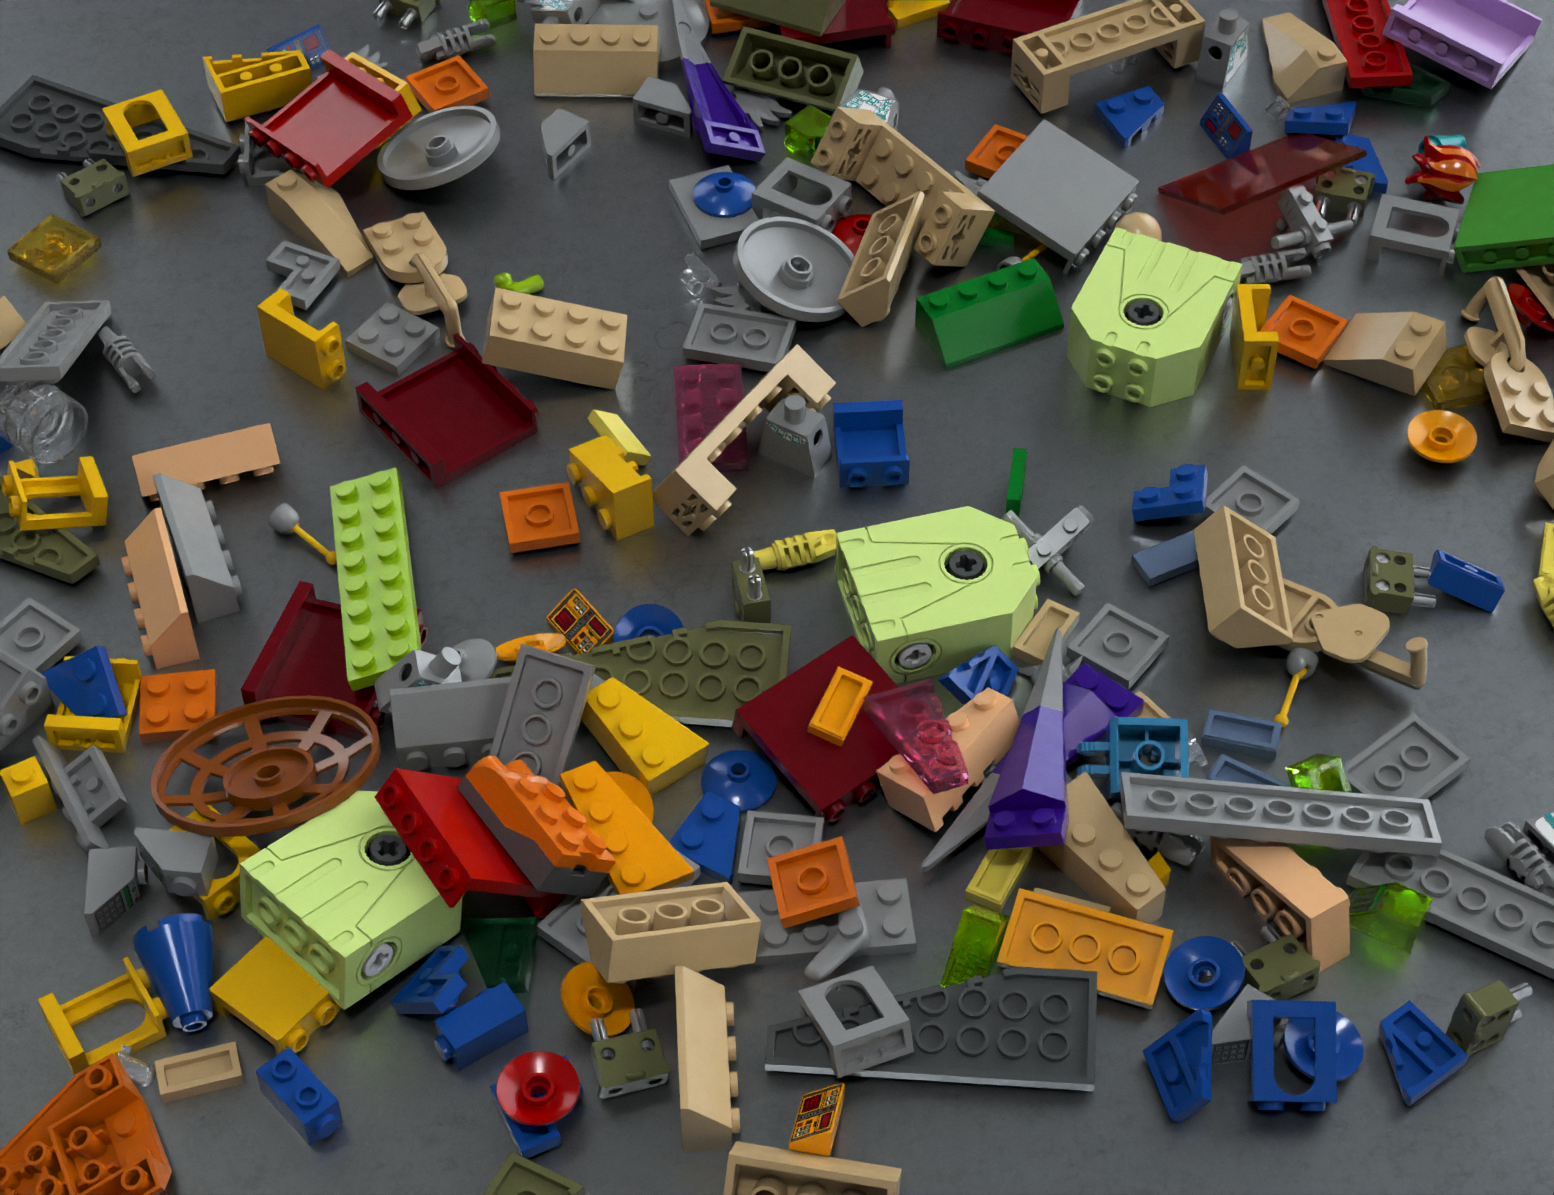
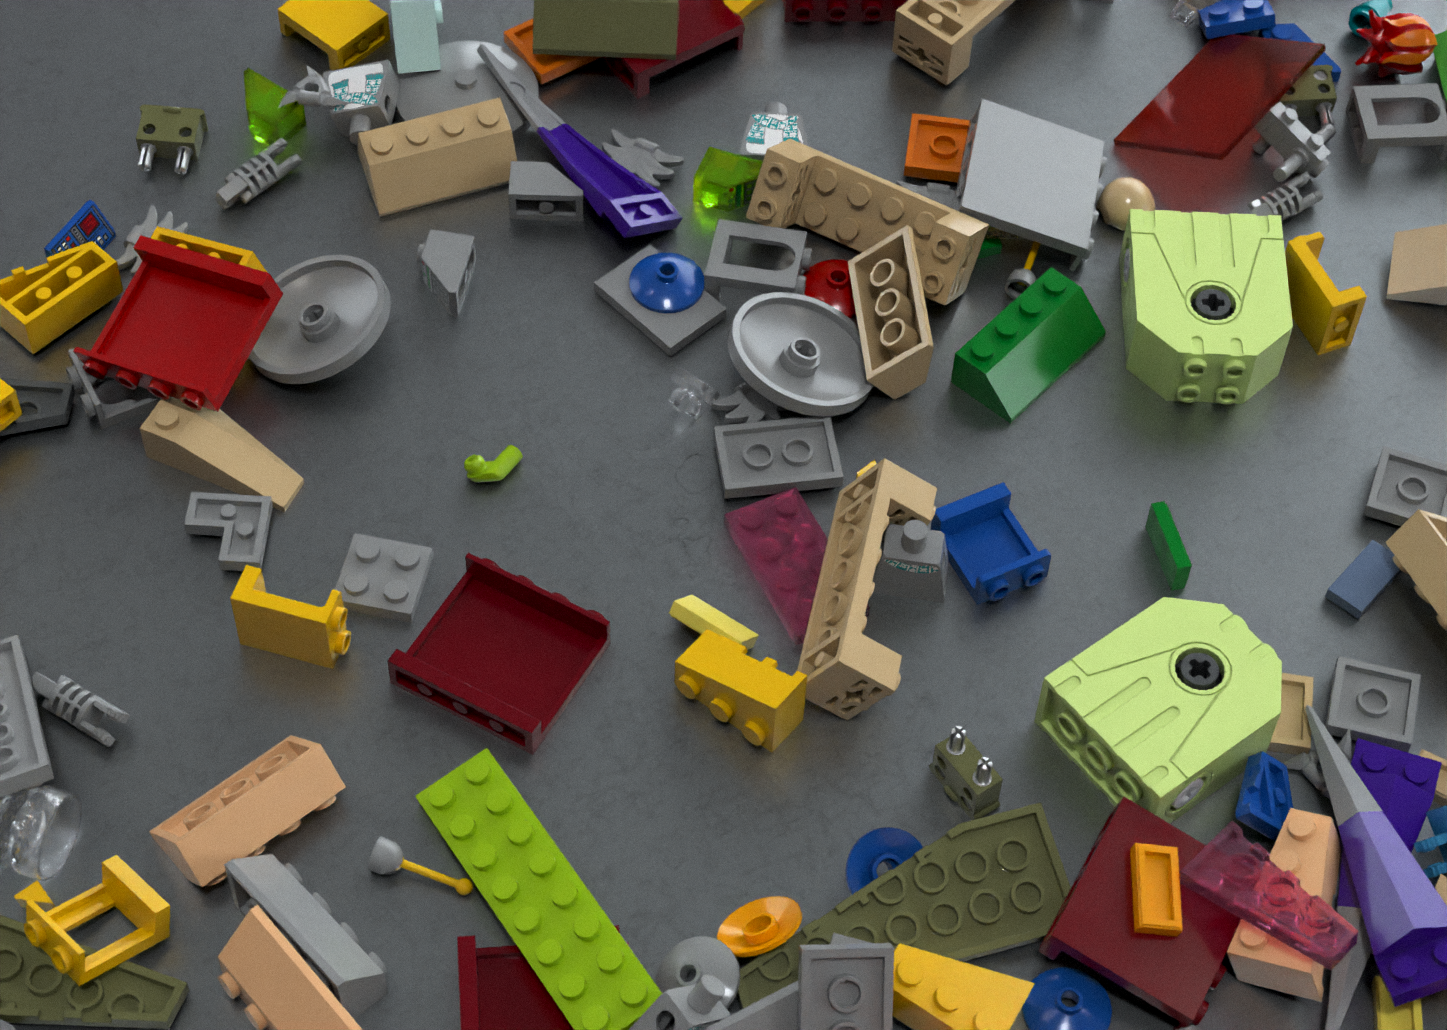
camera: 25 degrees left, 5 degrees up
(416, 255) = (362, 467): tan plate -> none
(447, 85) = (279, 233): orange plate -> none
(539, 517) = (677, 754): orange plate -> none
(555, 339) = (585, 526): tan brick -> none
(580, 623) = (799, 876): slope -> none
(793, 69) = (665, 109): olive slope -> none
(798, 550) = (979, 703): light yellow hinge -> none
(1046, 549) = (1254, 600): light grey piece -> none
(1129, 113) = (1037, 60): blue wing -> none
(1183, 496) = (1342, 506): blue plate -> none
(1226, 127) = (1148, 50): slope -> none
(1305, 330) = (1358, 262): orange plate -> none

